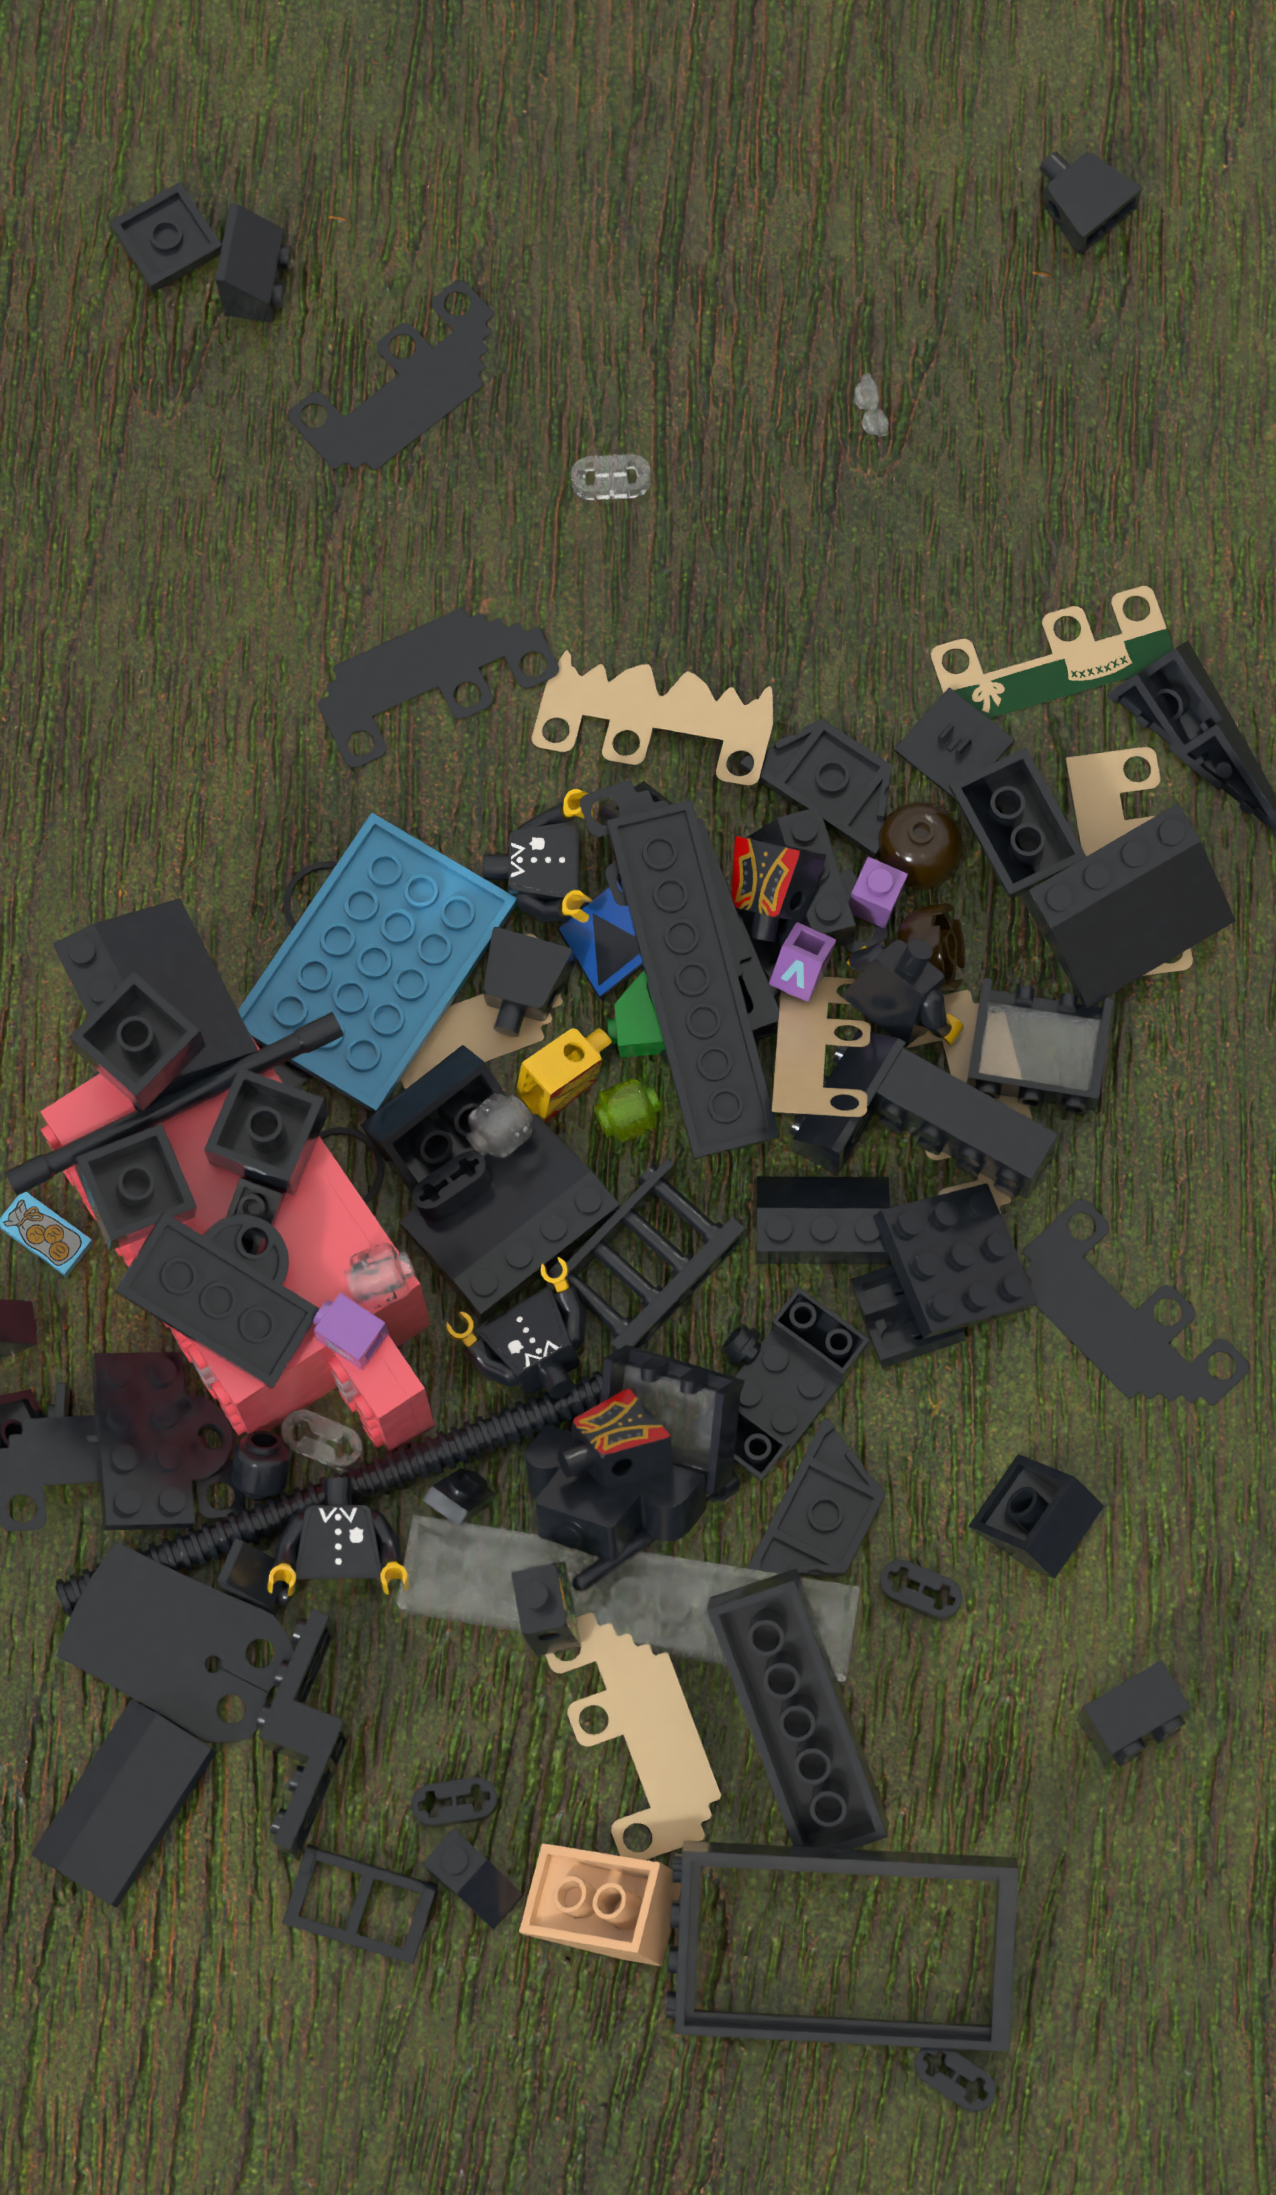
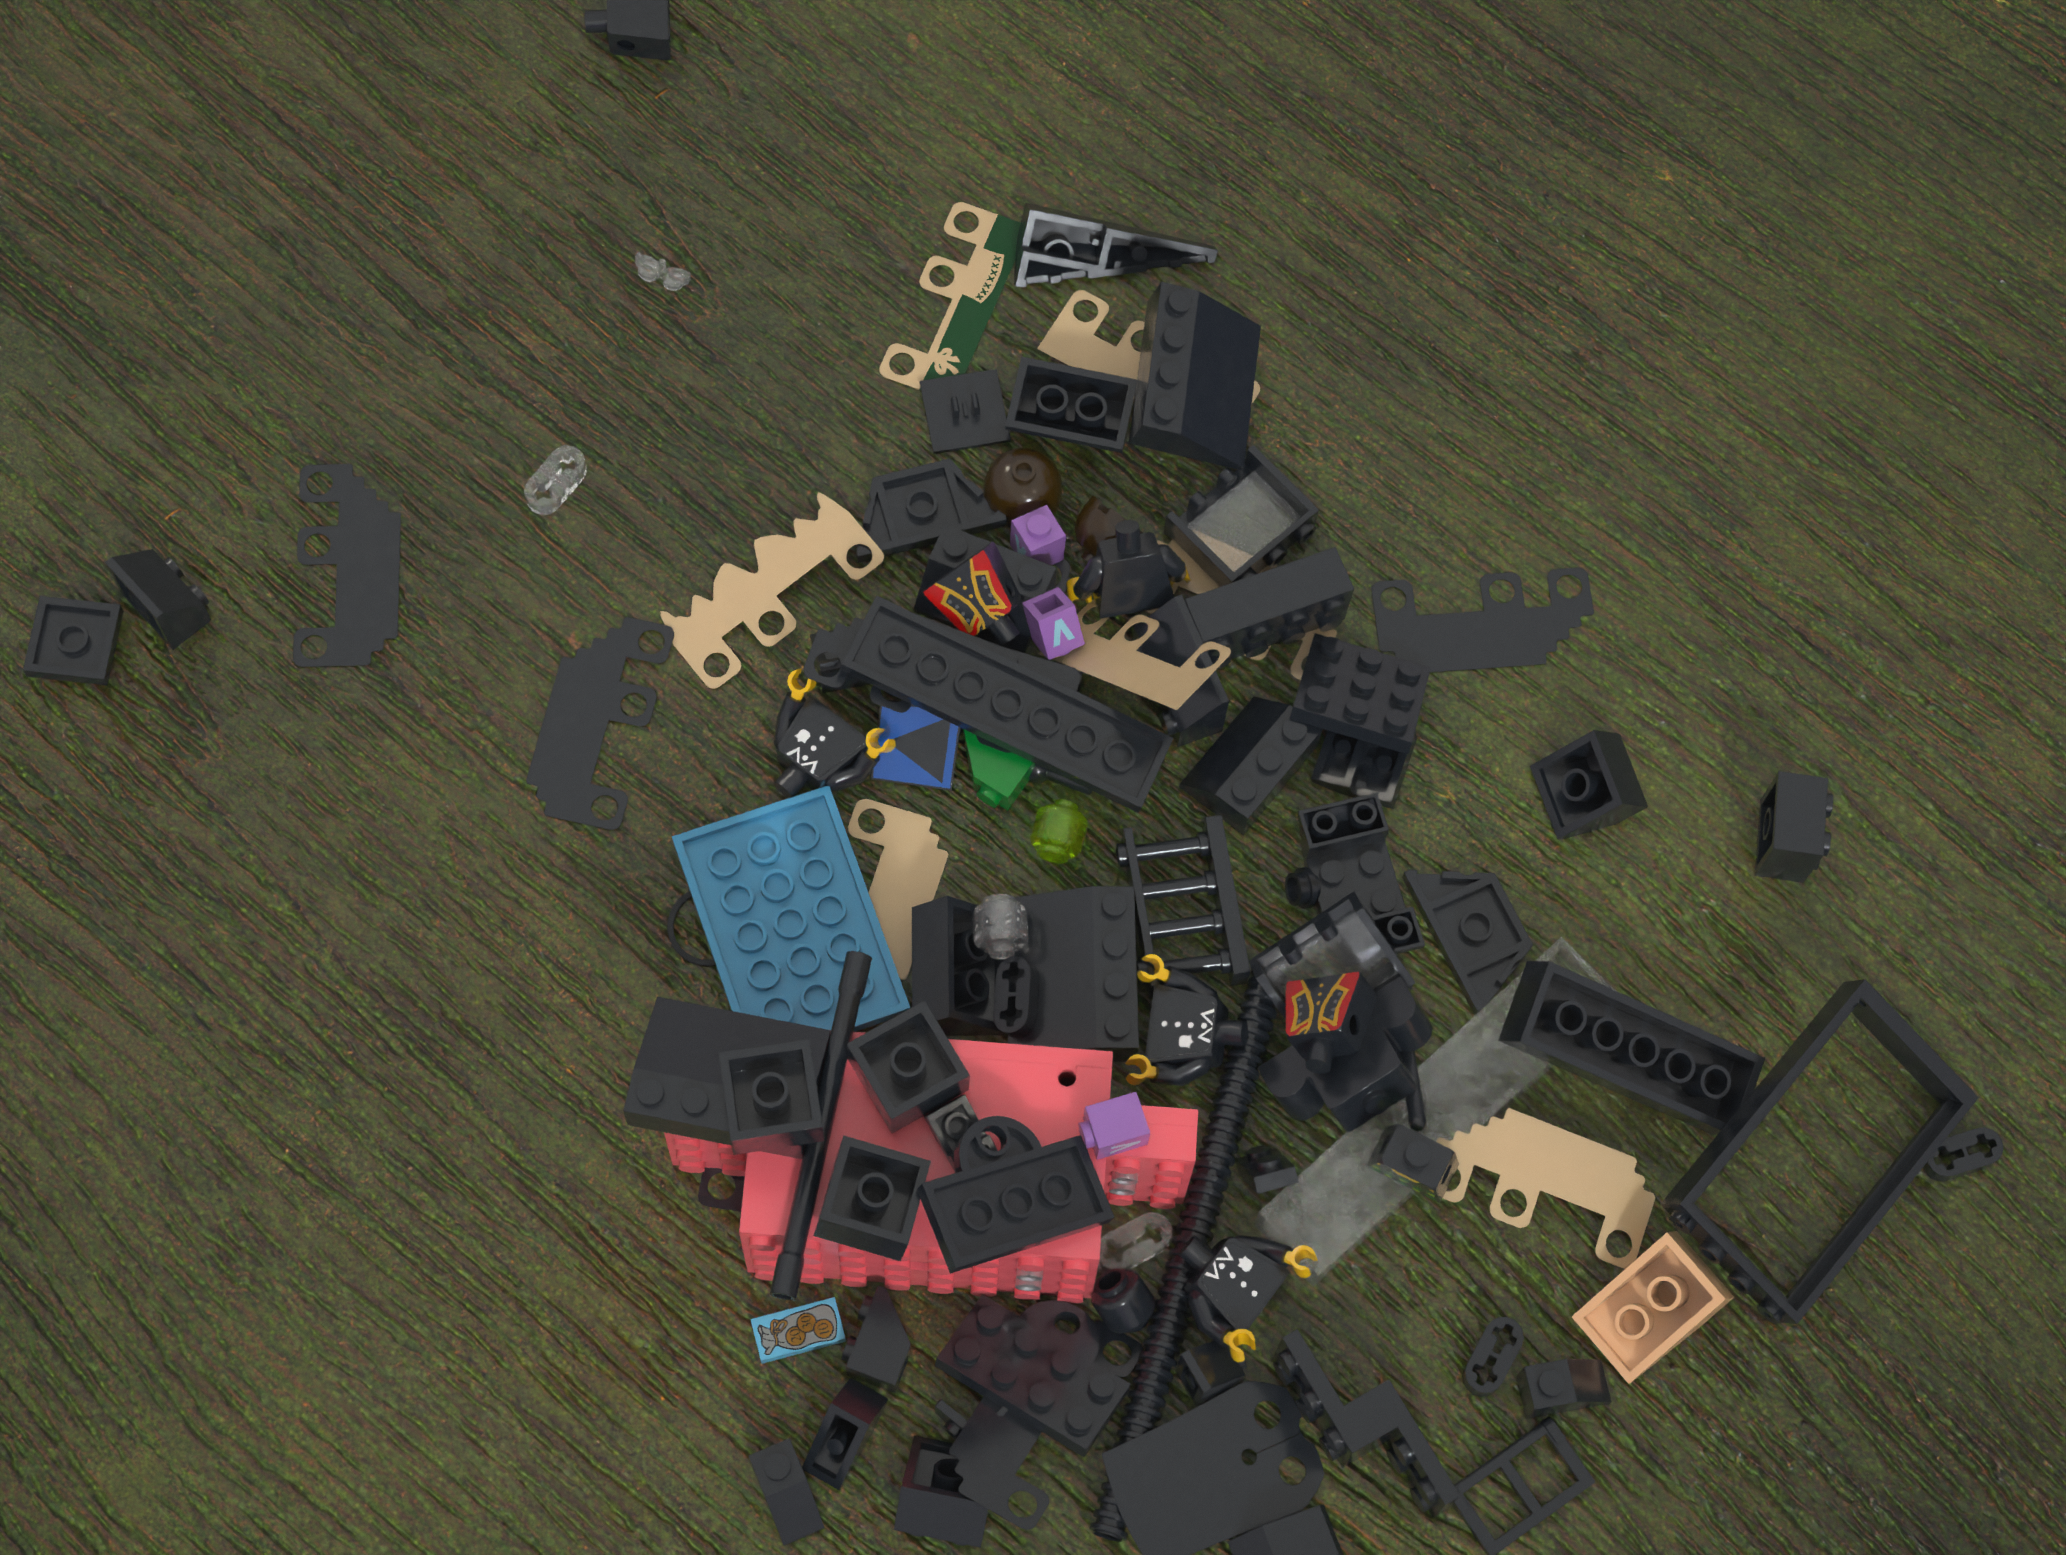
camera: 60 degrees left, 5 degrees down
(78, 1305) = (882, 1344): none -> black slope
(379, 1276) = (1088, 1072): clear head -> none
(524, 978) = (893, 827): black torso -> none
(561, 1072) = (993, 851): yellow torso -> none
(925, 1580) = (1577, 898): black beam -> none

